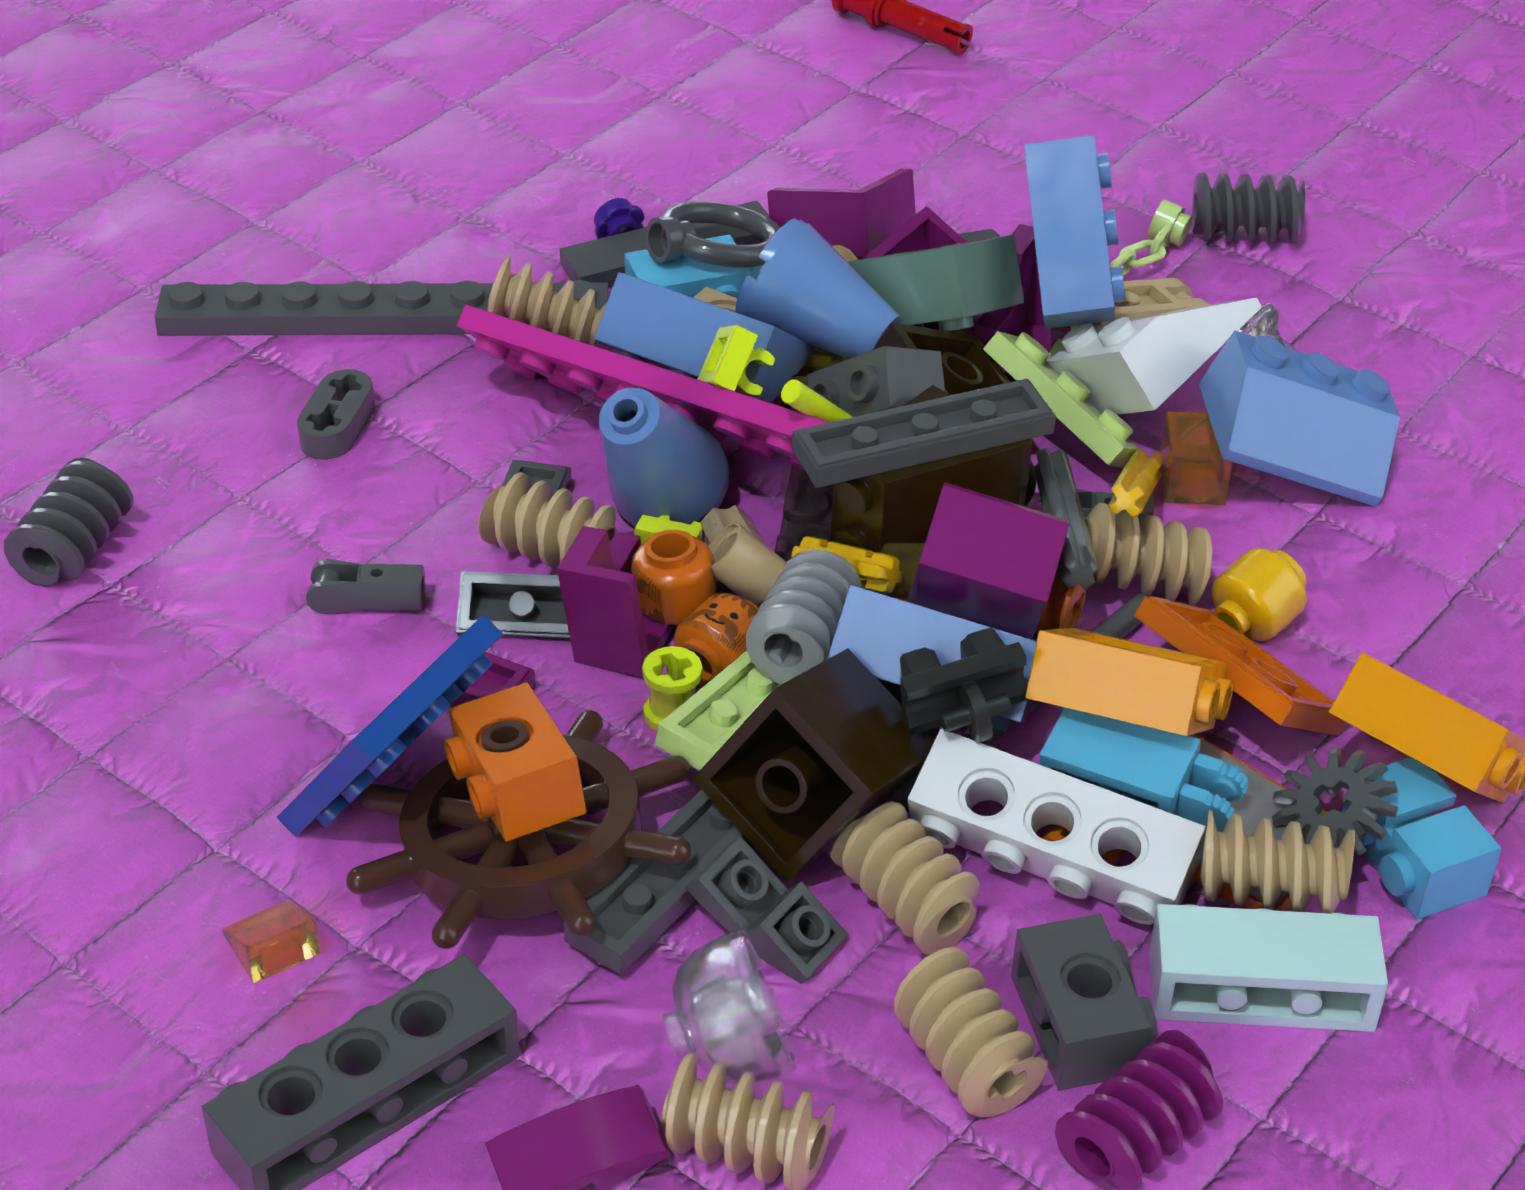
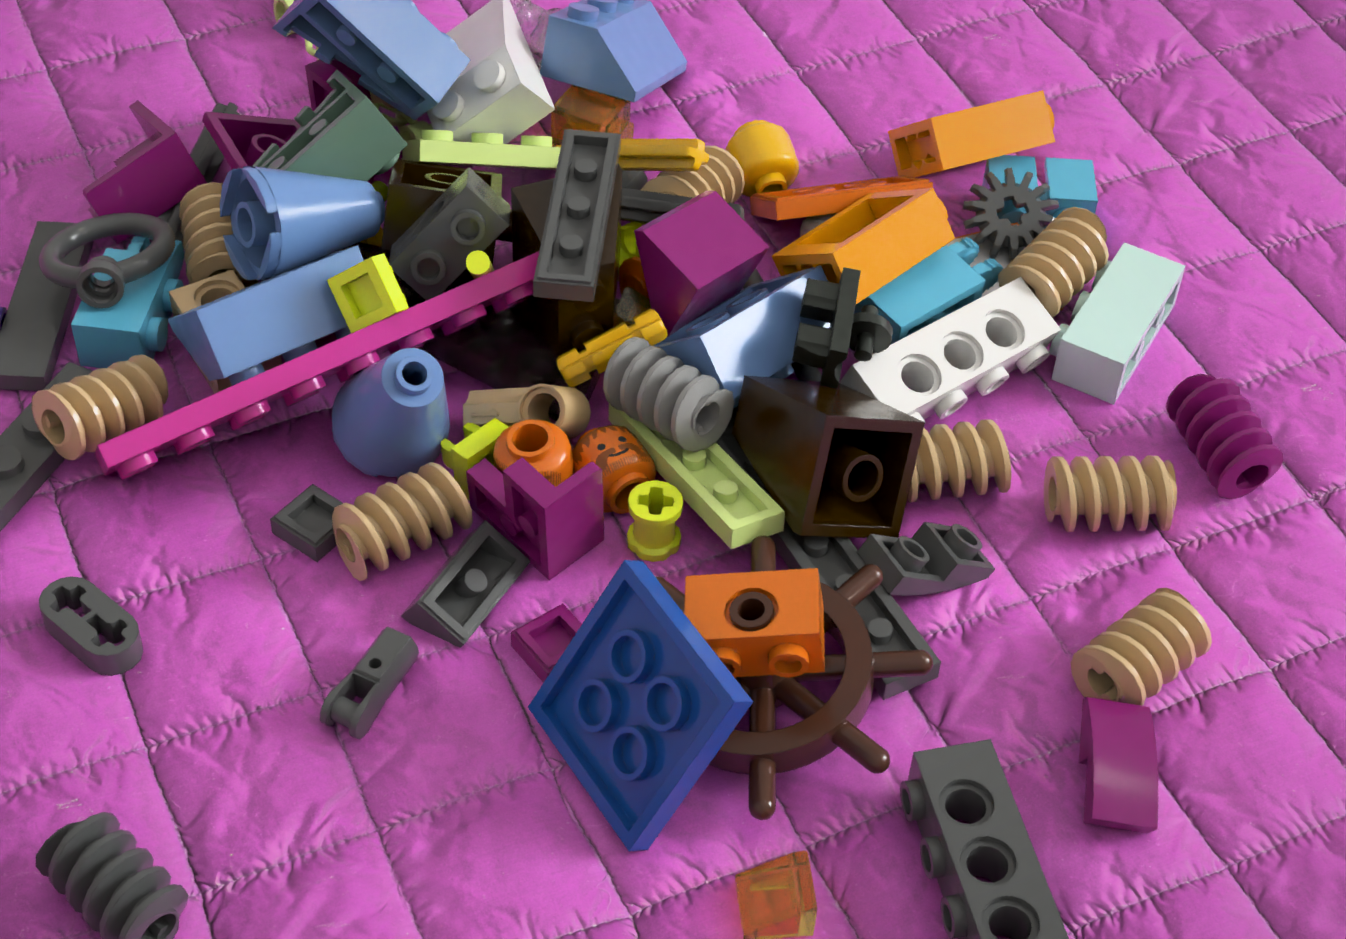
camera: 65 degrees left, 5 degrees up
(729, 1012) = (1042, 609): clear cylinder -> none
(1081, 999) = (1104, 419): dark grey brick -> none

